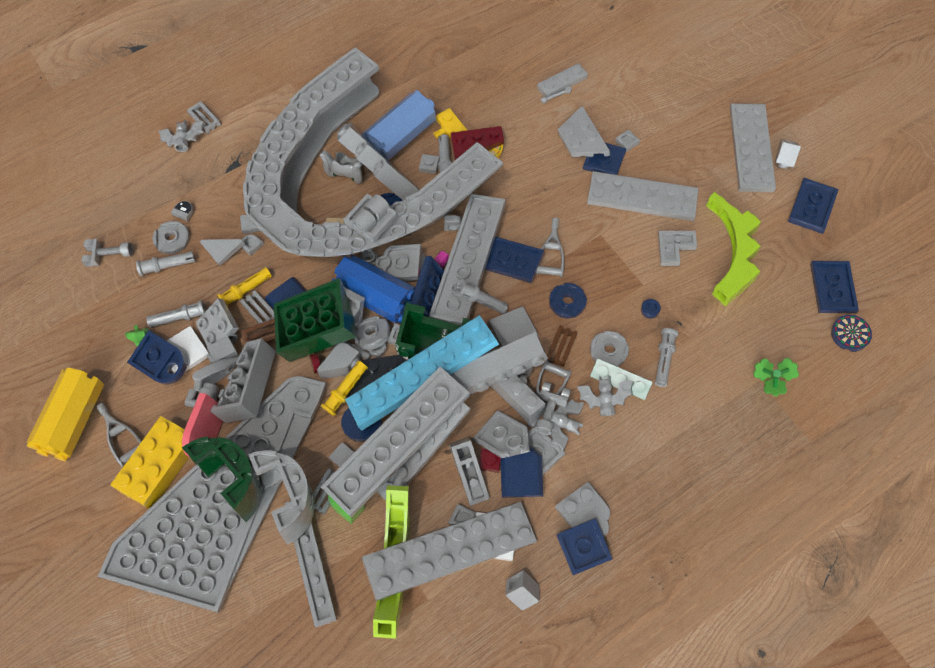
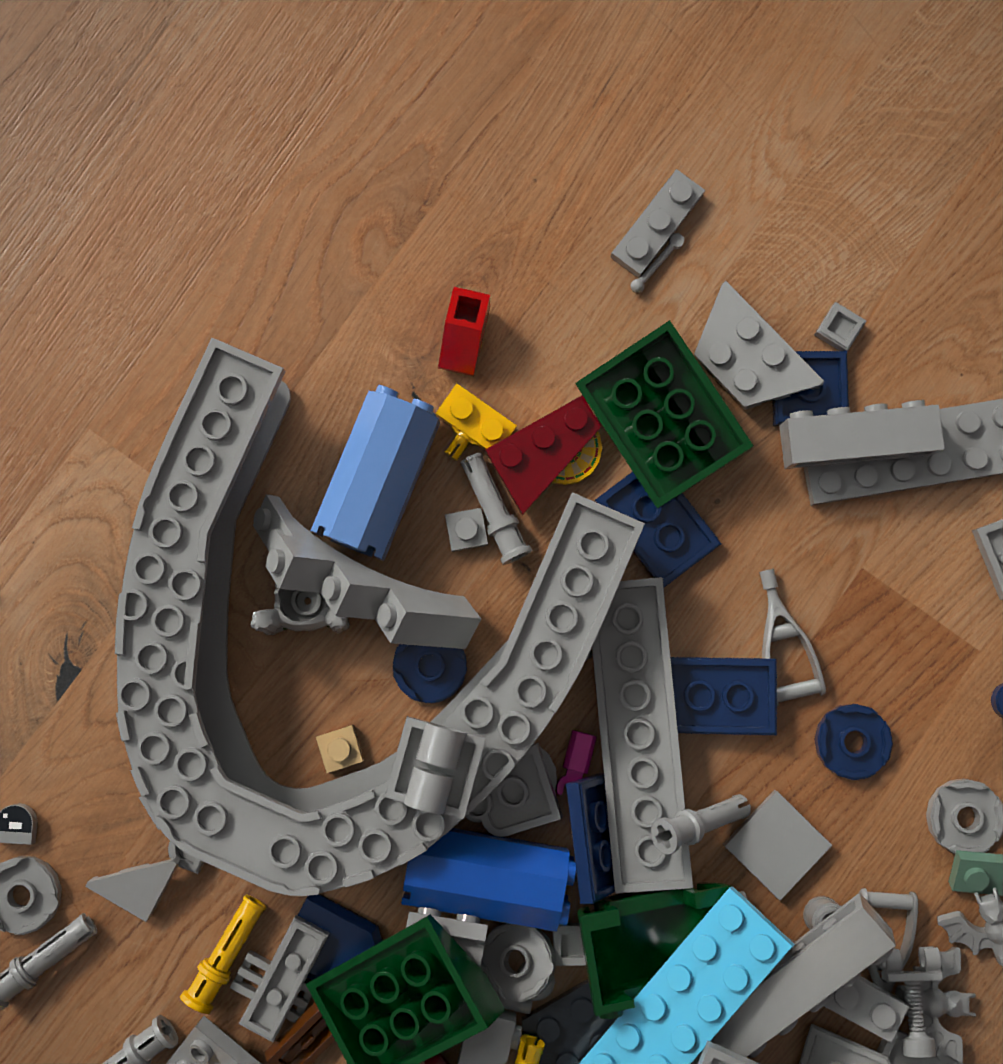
camera: 25 degrees left, 20 degrees up
(264, 303) = (284, 978): none -> light grey tile
(461, 89) = (464, 331): none -> red slope
(515, 187) = (672, 534): none -> dark blue tile
(534, 143) = (664, 414): none -> dark green slope
(566, 332) = (892, 817): reddish brown tile -> none
(617, 174) = (861, 436): none -> light grey brick

